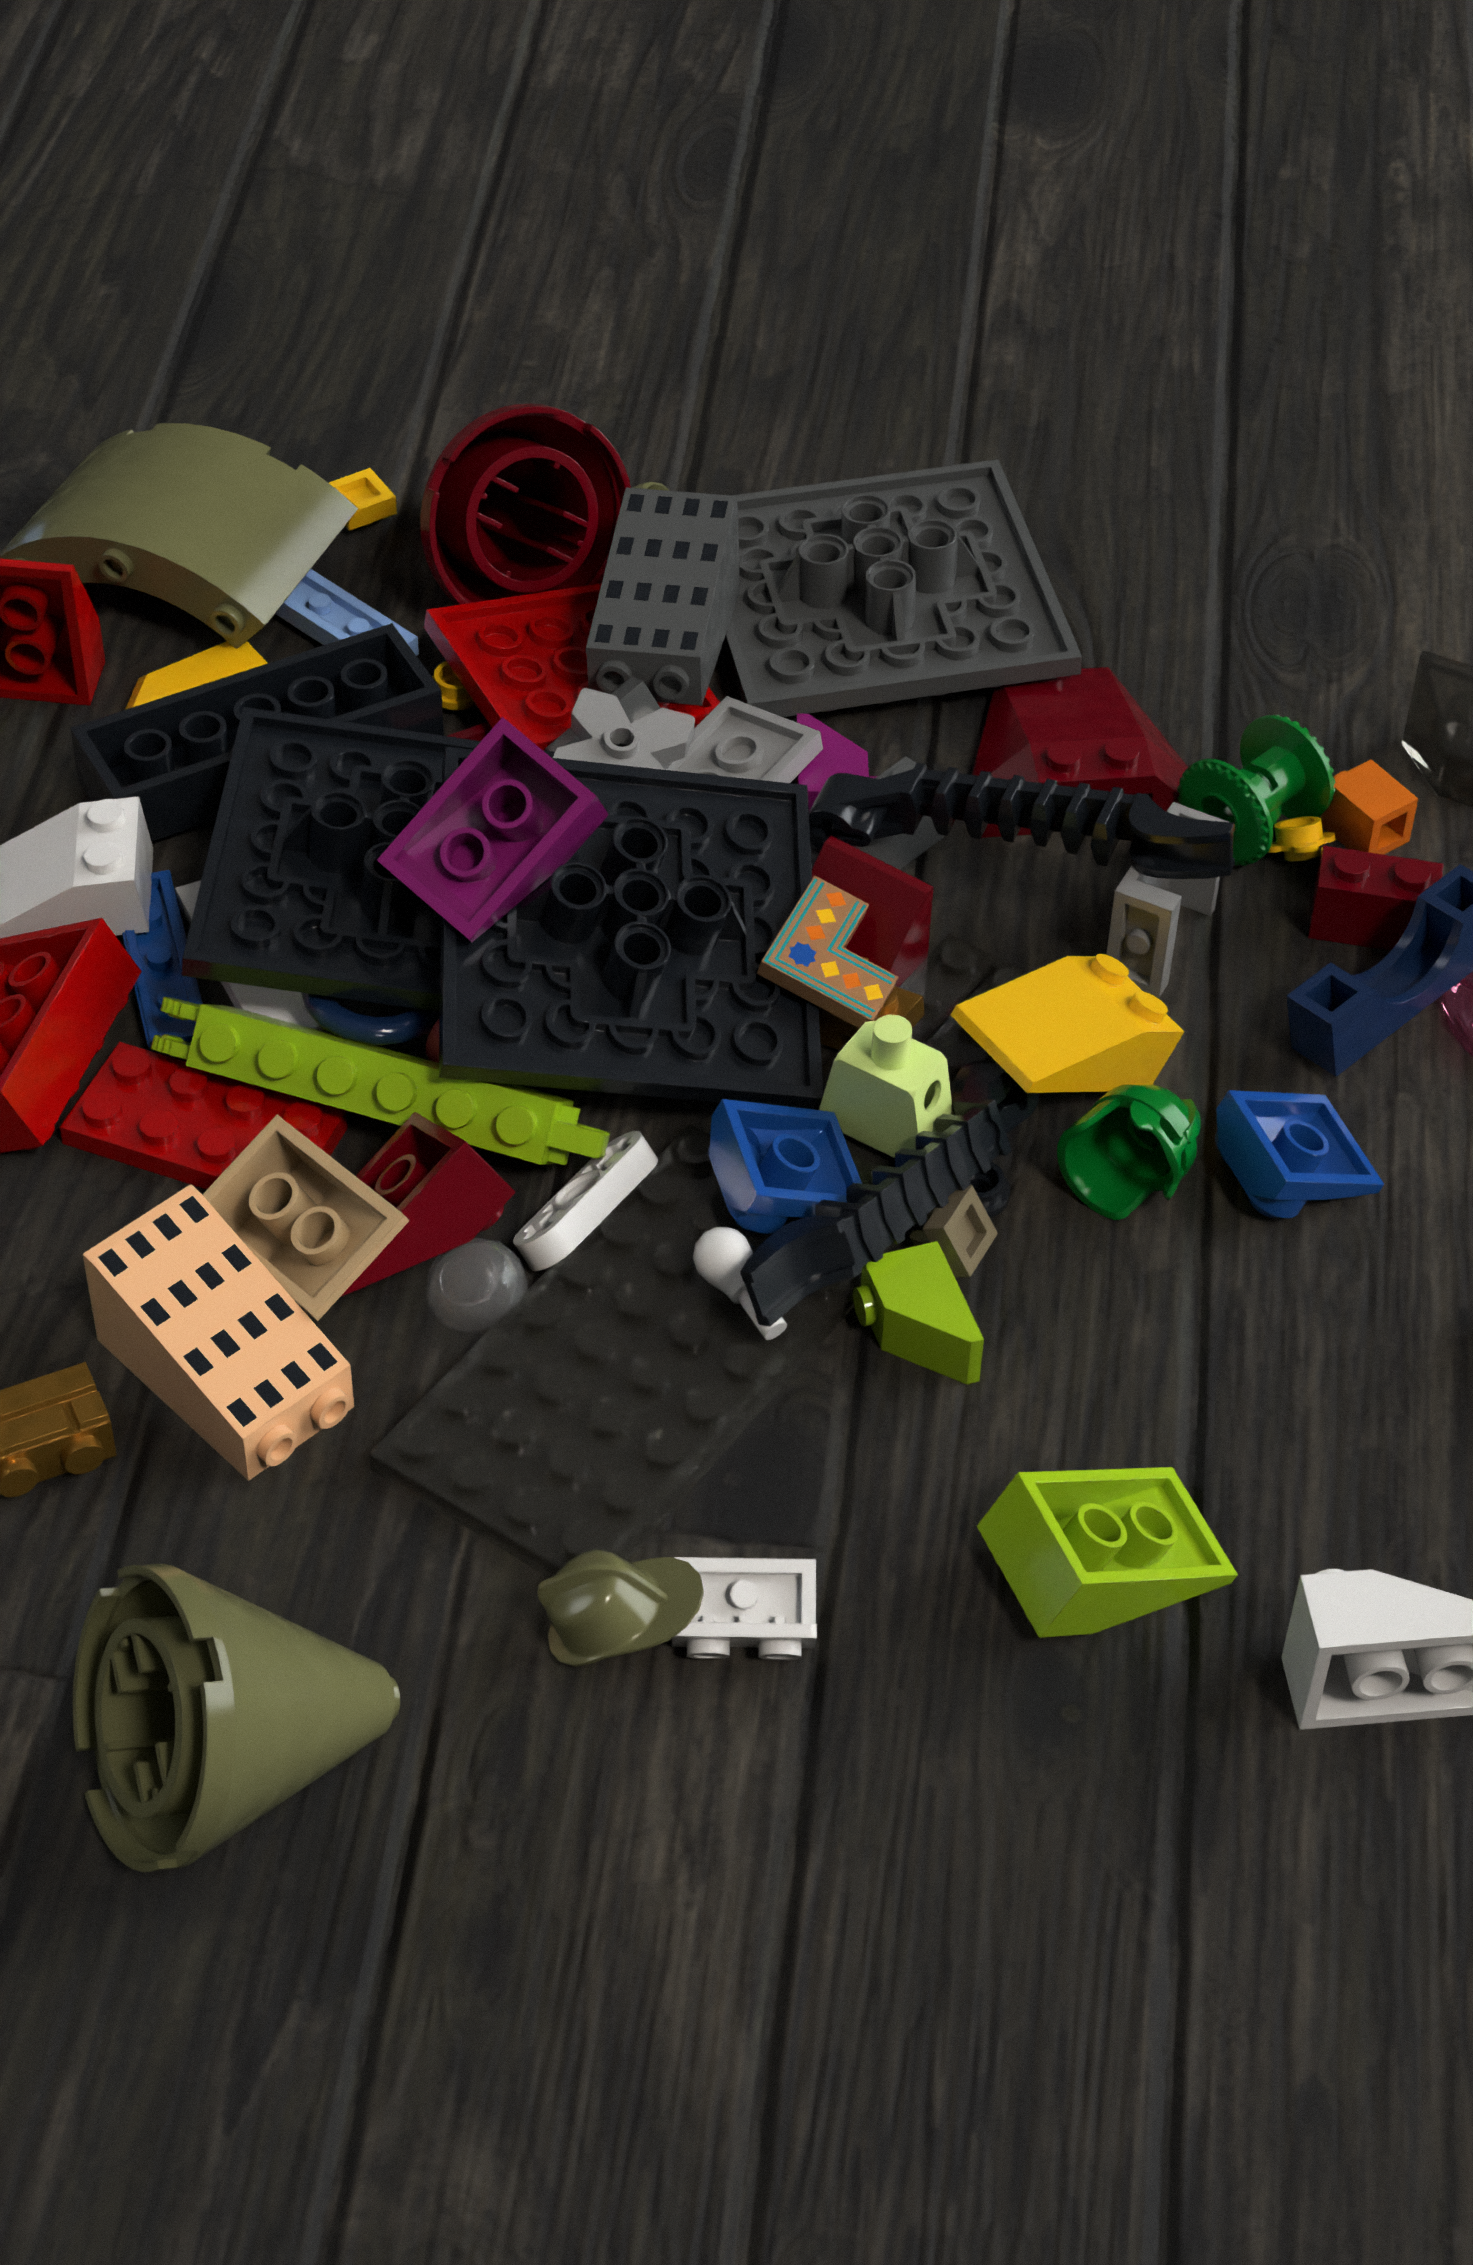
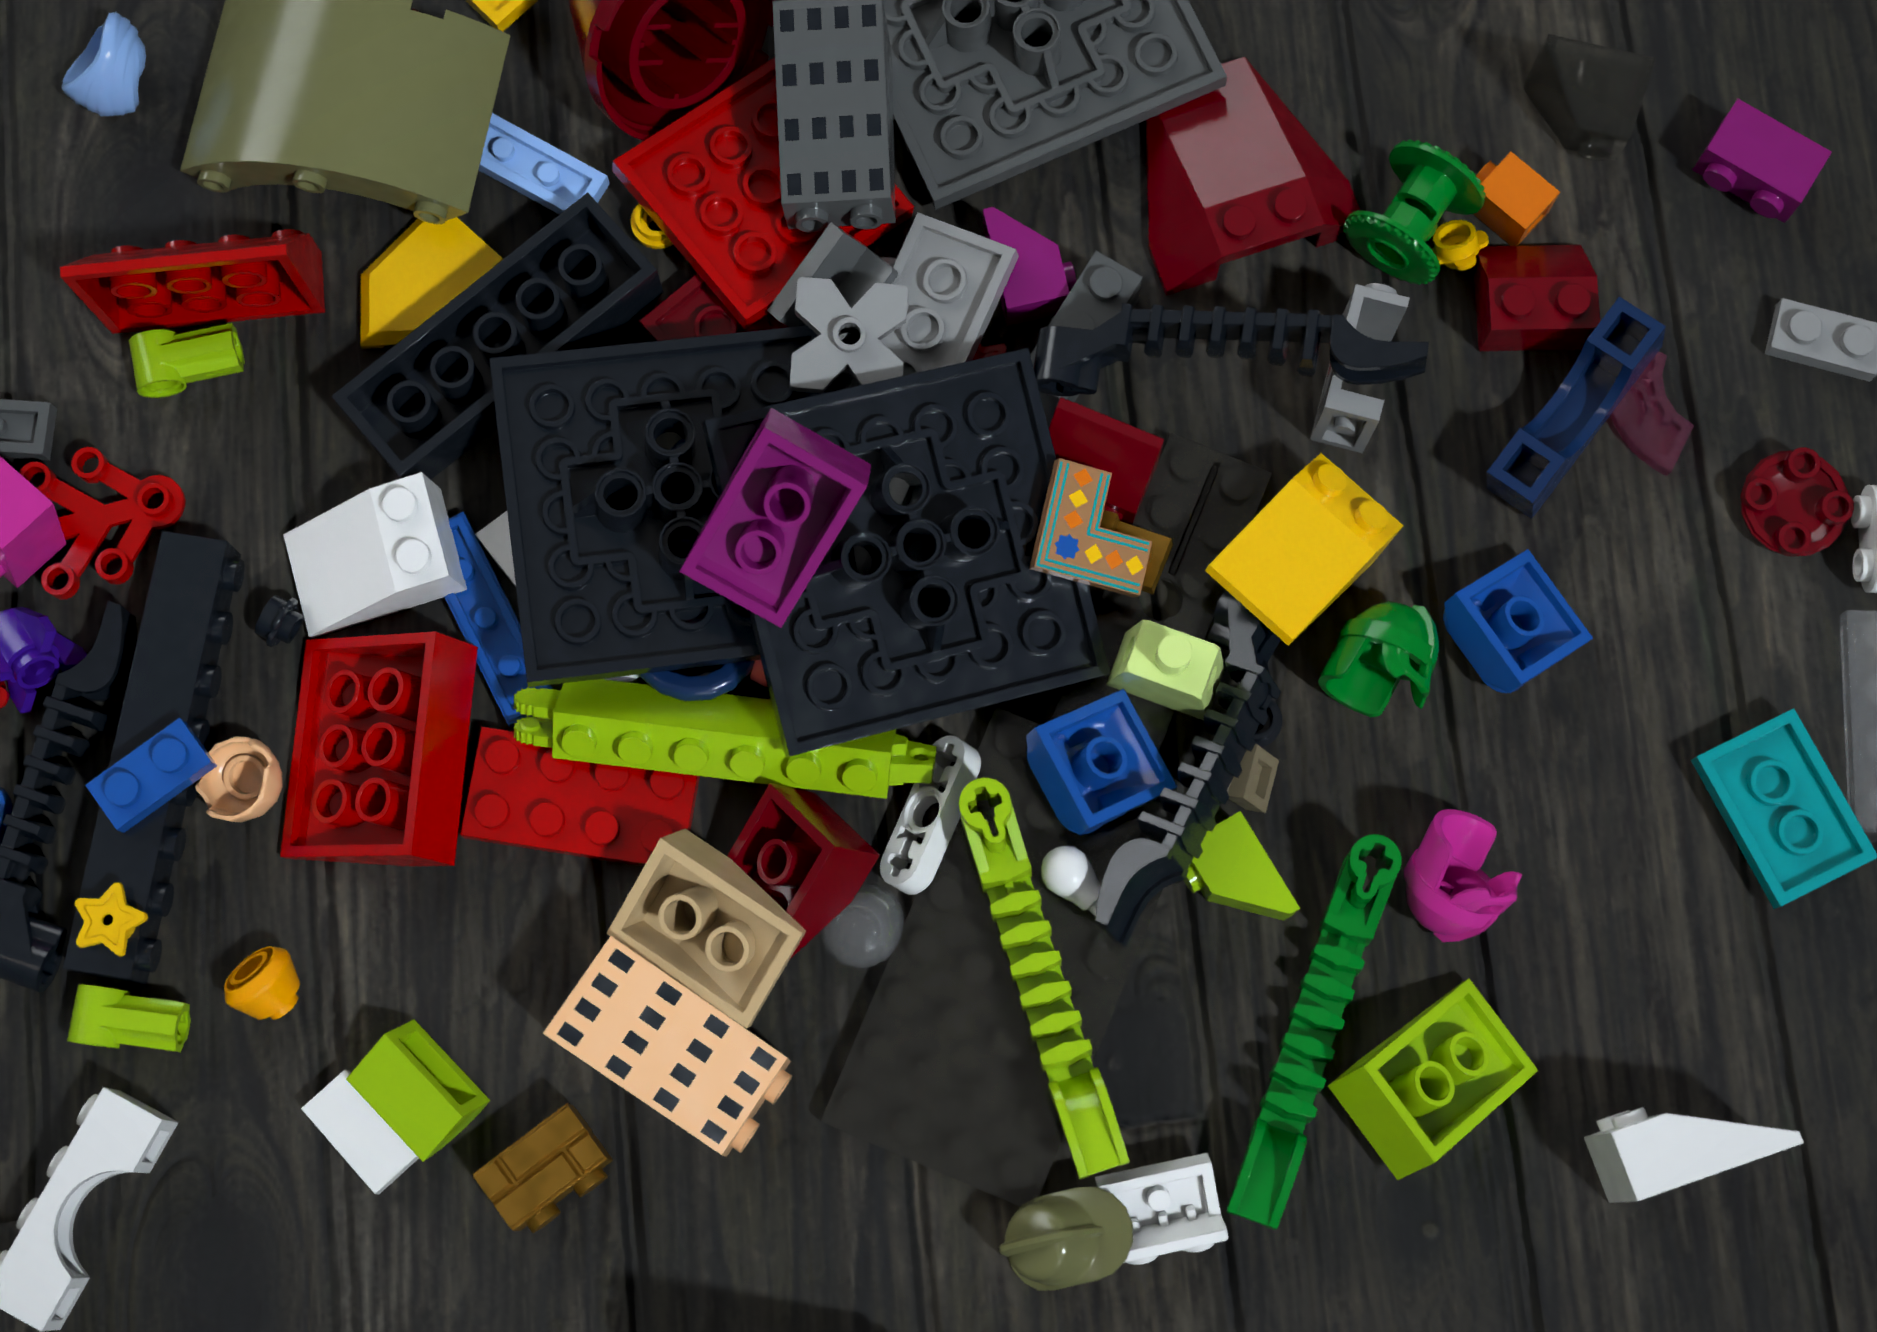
camera: 10 degrees left, 30 degrees up
(662, 1332) = (1045, 995): none -> lime piece
(940, 1524) = (1316, 1018): none -> green piece
(1172, 1352) = (1446, 878): none -> dark pink helmet

